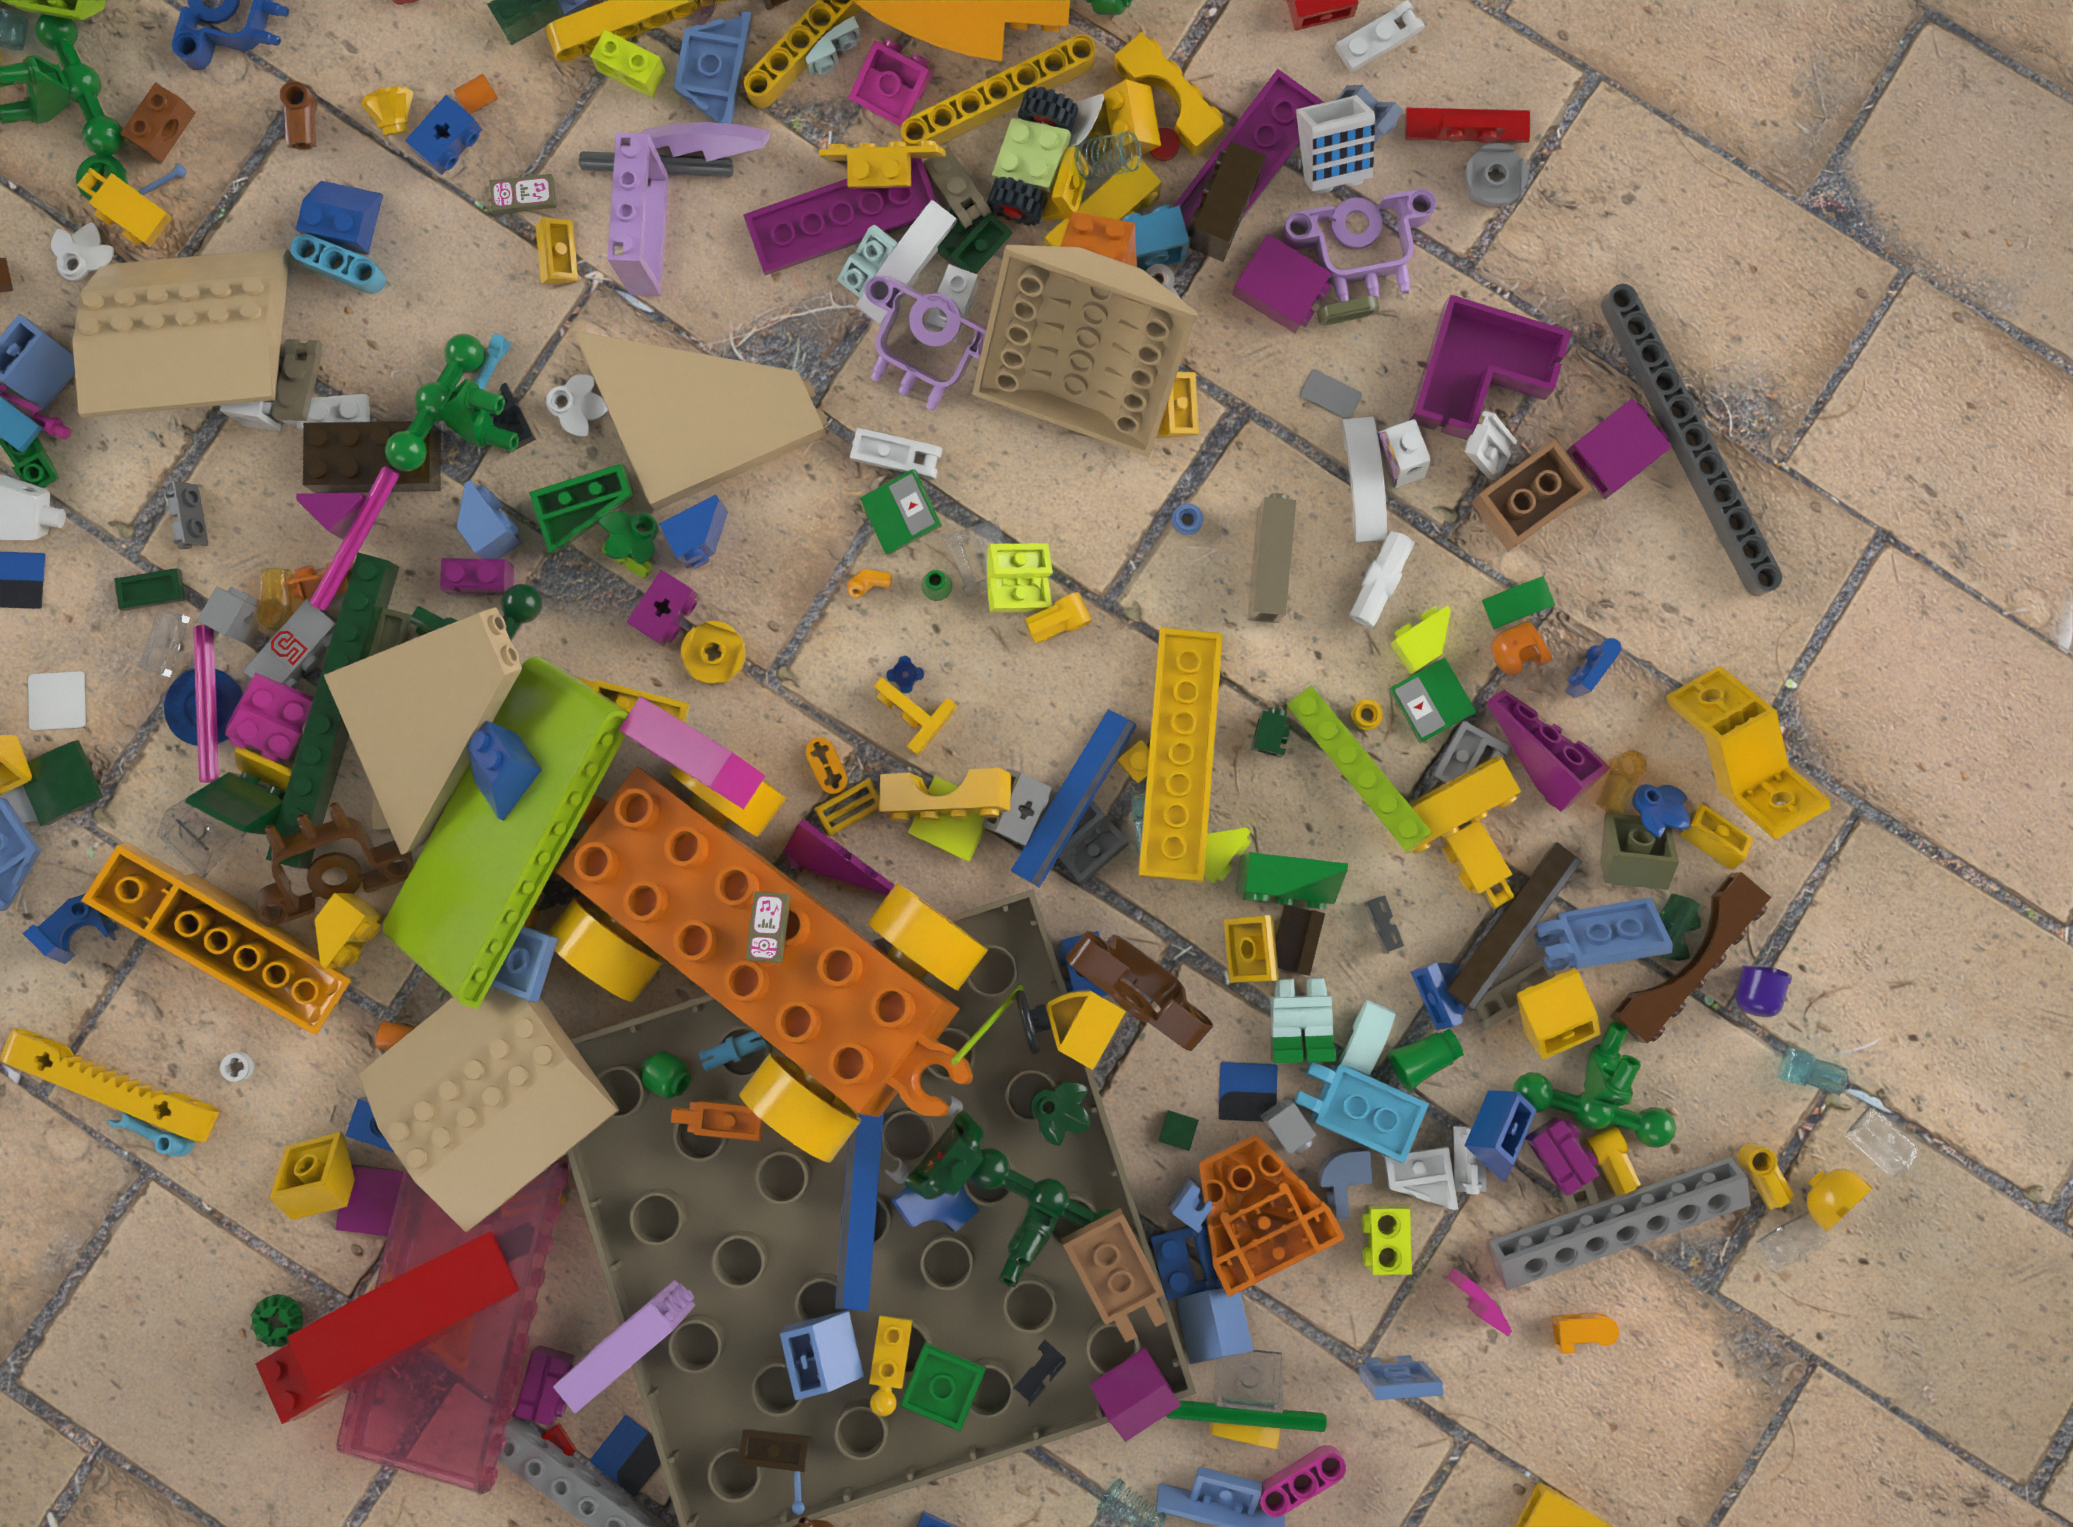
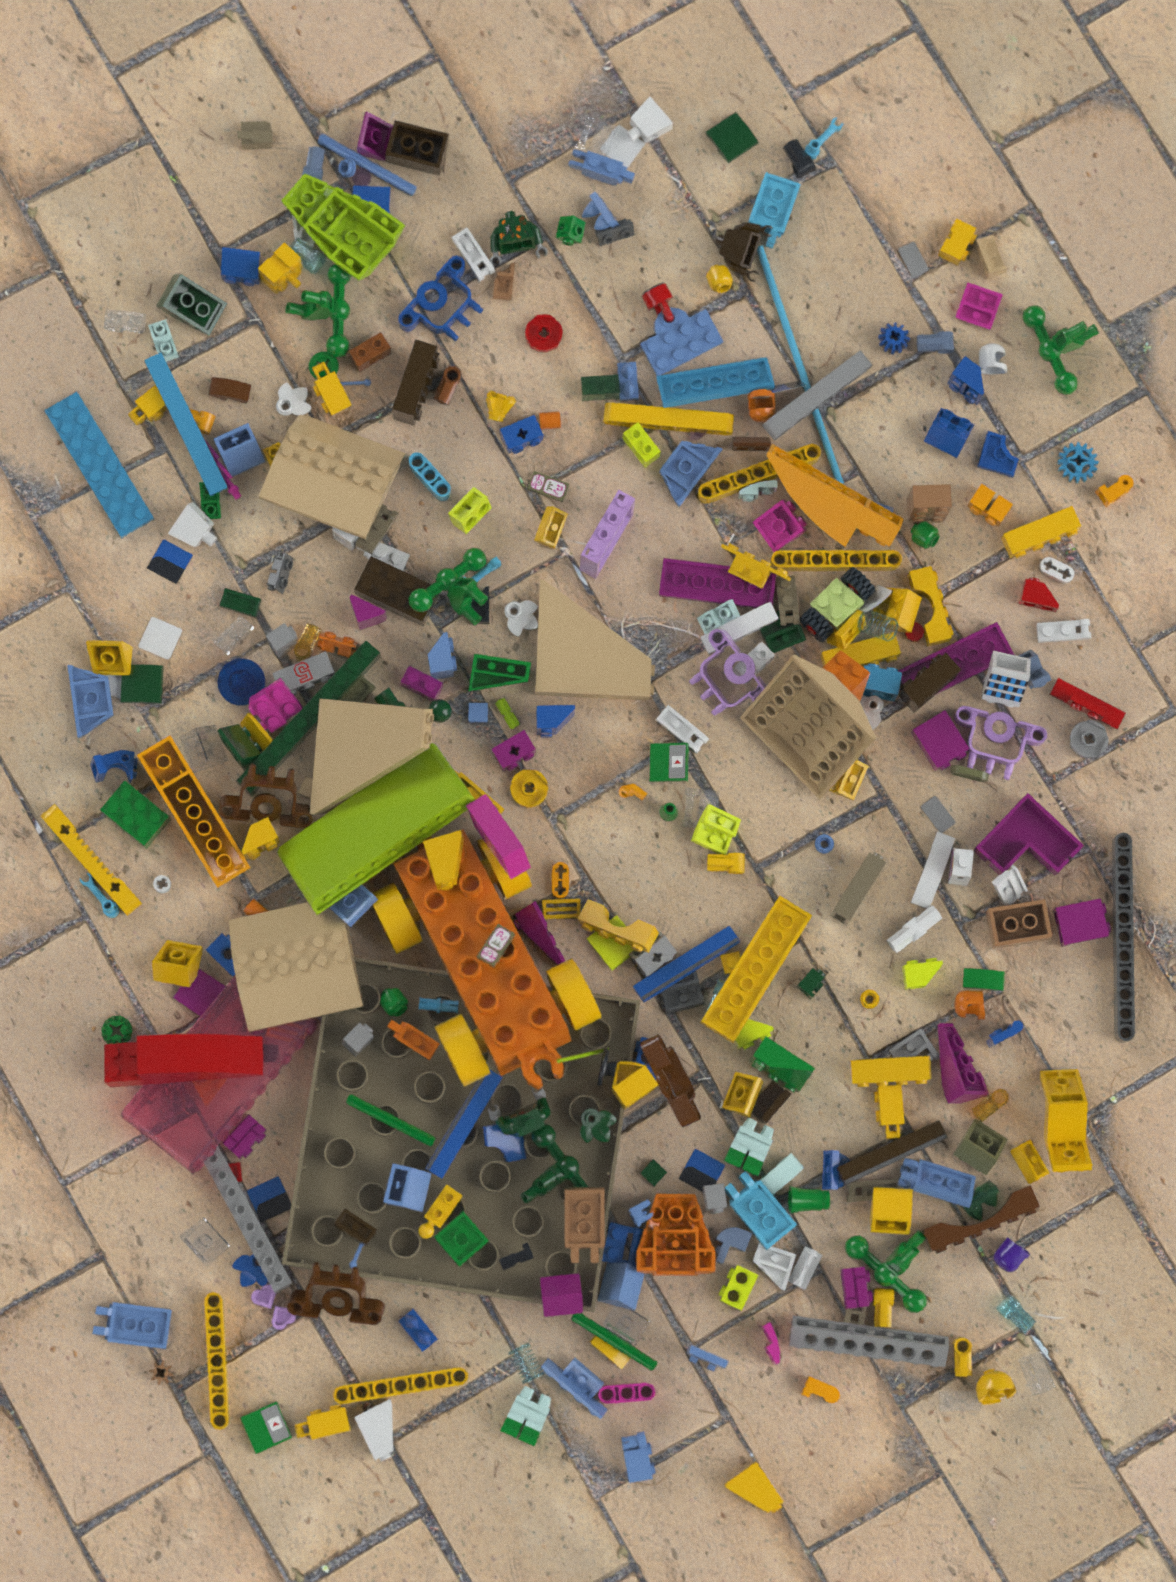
camera: 20 degrees right, 5 degrees down
(141, 984) = (135, 814): none -> green brick
(206, 703) = (244, 681): dark pink axle -> none
(244, 132) = (415, 381): none -> dark brown brick
(340, 215) = (444, 450): blue slope -> none
(354, 538) = (368, 632): dark pink axle -> none
(420, 283) = (469, 510): none -> neon yellow brick
(501, 767) = (391, 794): blue slope -> none
(561, 898) = (391, 873): dark grey piece -> none
(583, 578) = (478, 713): none -> medium blue tile
(625, 537) = (513, 704): green plate -> none
(625, 828) = (444, 858): none -> yellow slope
(625, 1346) = (312, 1126): lavender window -> none
(637, 1160) = (358, 1039): none -> light grey brick
(674, 165) = (639, 511): dark grey axle -> none
(714, 139) = (667, 509): lavender slope -> none
(747, 1260) = (390, 1120): none -> green axle
(914, 674) = (630, 847): clear blue plate -> none
(915, 715) = (622, 877): yellow bracket -> none
(1359, 769) = (849, 1025): lime plate -> none
(1387, 943) = (821, 1122): dark grey piece -> none
(1432, 700) = (909, 1009): green tile -> none
(1500, 1130) = (828, 1258): blue slope -> none
(1661, 808) = (1007, 1131): blue plate -> none

